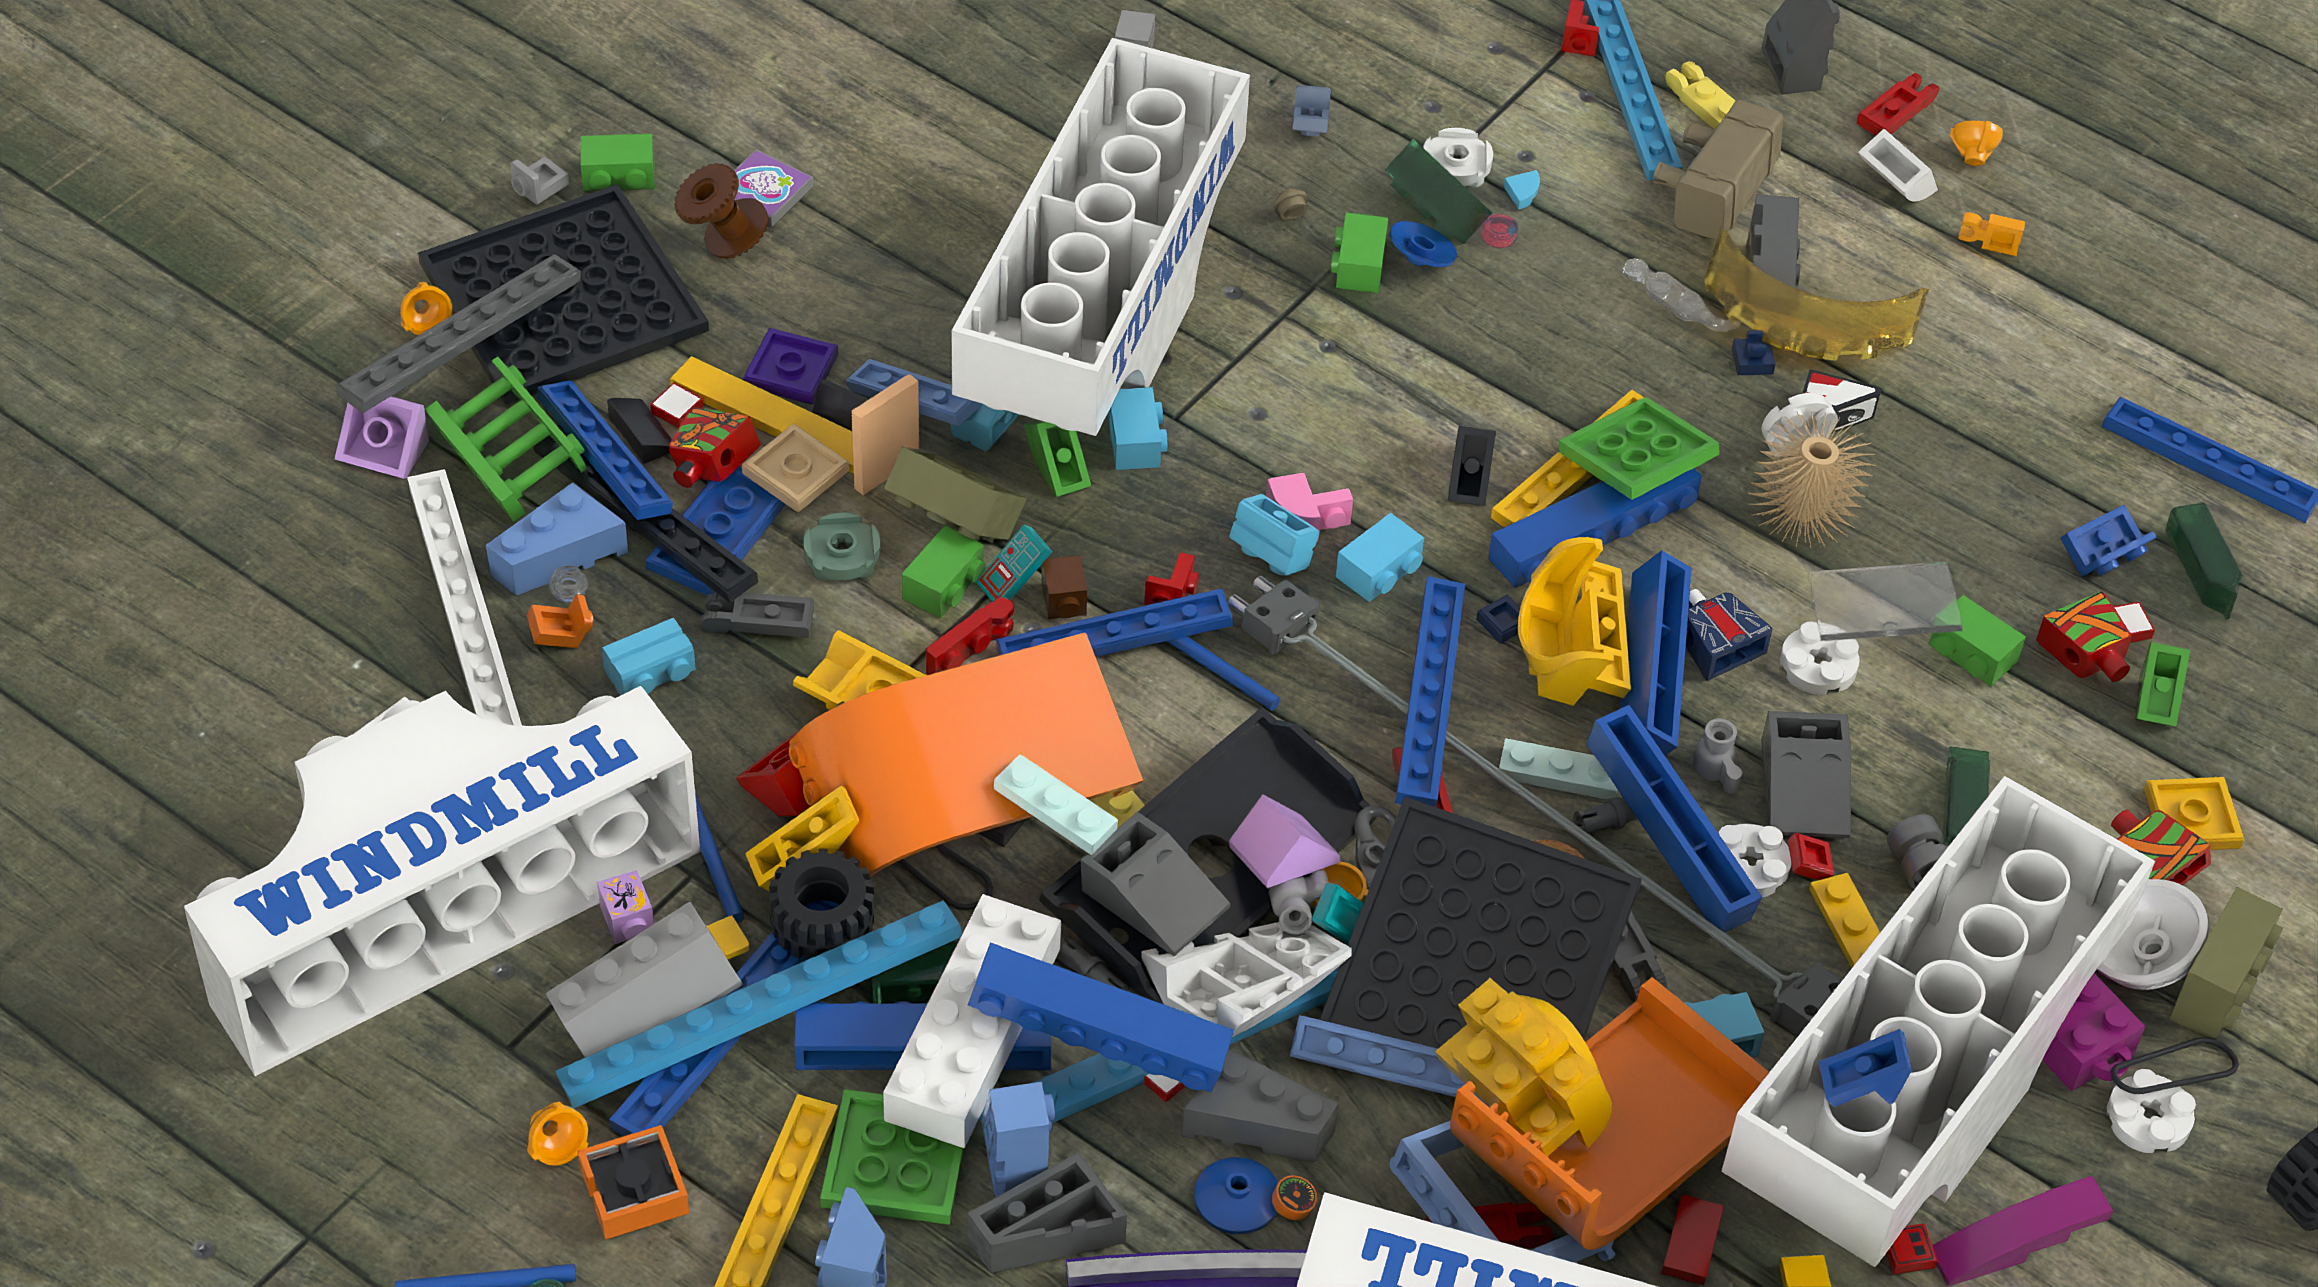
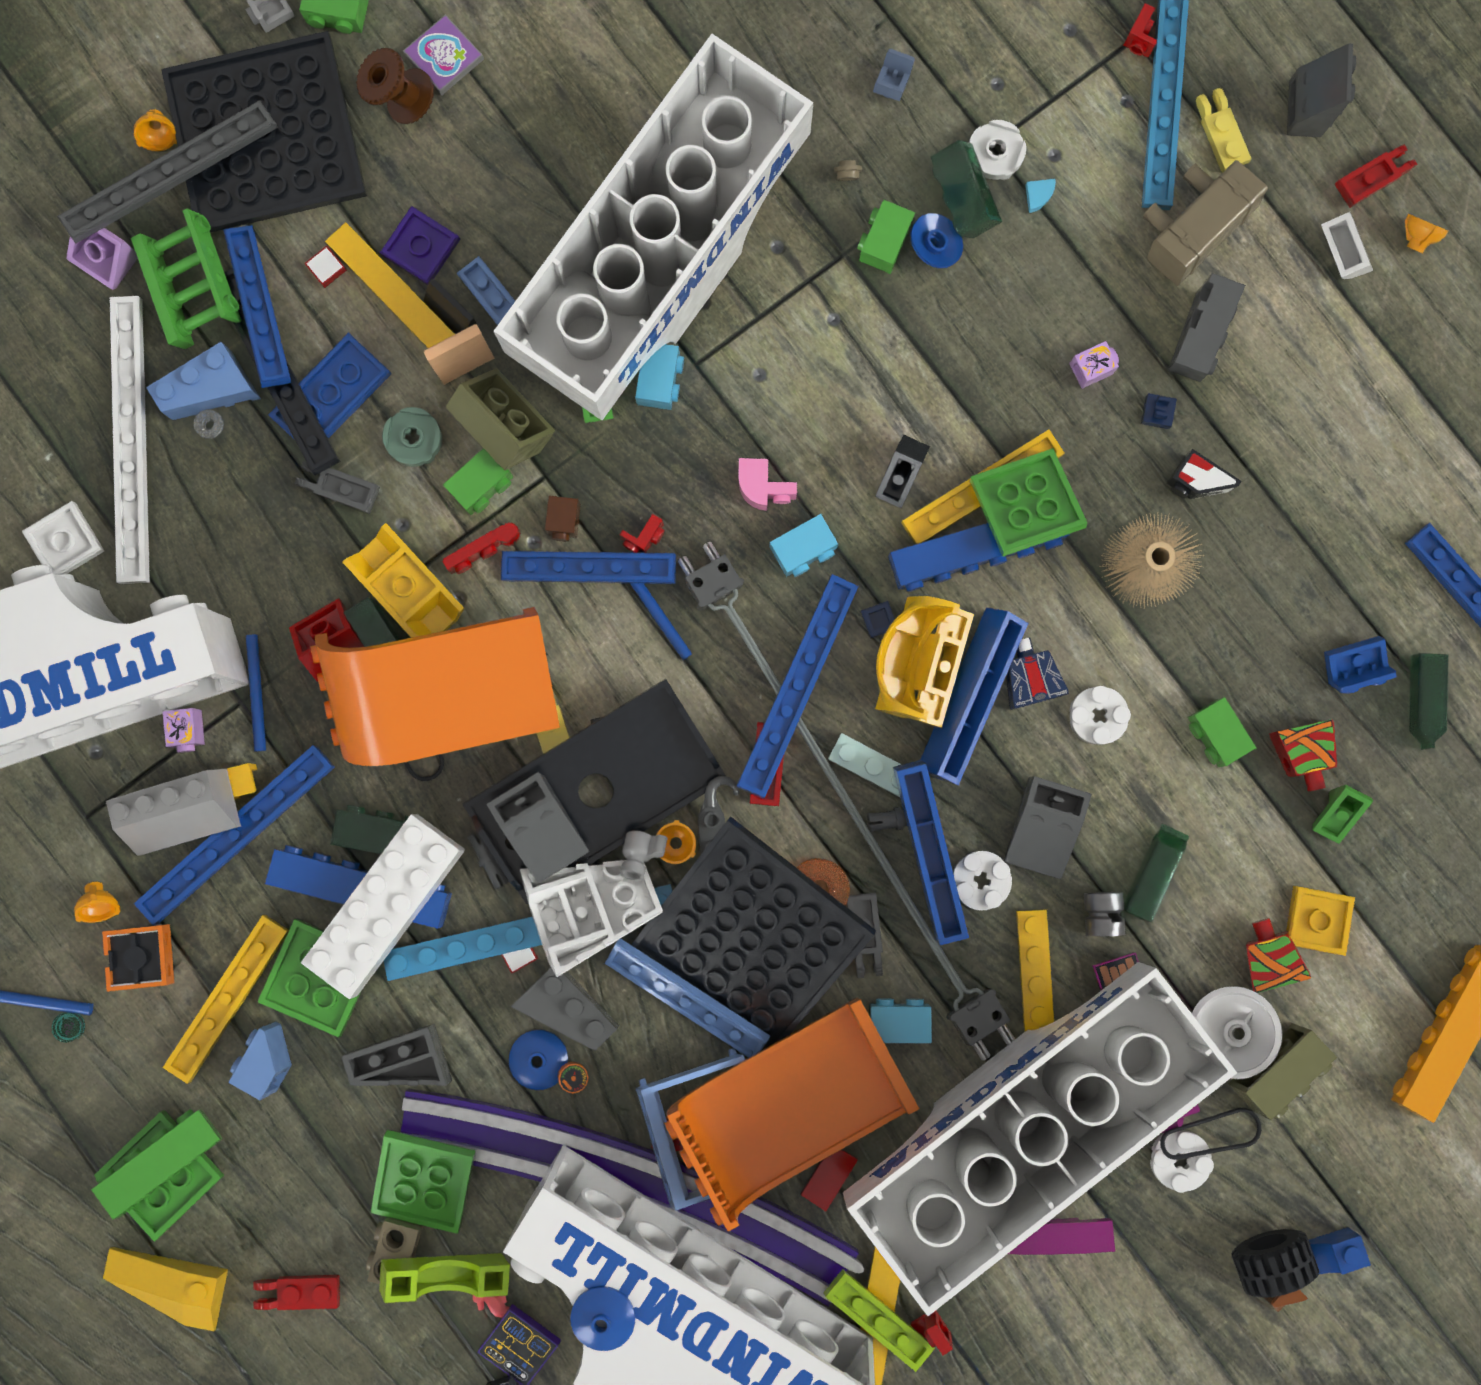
camera: 20 degrees right, 35 degrees up
(560, 625) = (191, 463): orange bracket -> none
(639, 427) = (294, 283): black slope -> none
(649, 658) = (247, 512): medium azure brick -> none
(711, 445) = (334, 323): red torso -> none
(758, 1004) = (250, 843): dark azure plate -> none
(795, 468) = (394, 355): tan tile -> none
(816, 879) = (283, 777): black tyre -> none
(819, 827) = (303, 723): yellow slope -> none
(1014, 564) = (528, 493): teal tile -> none
(1017, 1134) = (387, 1006): medium blue wedge -> none
(1055, 804) = (478, 757): light aqua plate -> none
(1100, 1018) = (460, 946): blue brick -> none
(1274, 535) = (729, 509): medium azure brick -> none
(1280, 844) = (643, 807): lavender slope -> none
(1337, 912) = (666, 874): teal tile -> none
(1499, 231) = (1005, 234): tile -> none
(1517, 1050) = (739, 1062): yellow piece -> none
(1657, 323) = (1094, 364): none -> lavender brick
(1675, 296) = (1120, 338): clear piece -> none
(1717, 754) = (989, 787): light grey piece -> none
(1802, 404) = (1164, 502): white plate -> none
(1806, 321) = (1205, 397): clear yellow windscreen -> none
(1810, 857) = (1024, 892): red tile -> none
(1869, 1067) = (945, 1216): blue slope -> none
(1884, 601) = (1164, 684): clear piece -> none
(1998, 234) = (1401, 334): light orange plate -> none
(2136, 621) = (1347, 738): white tile -> none

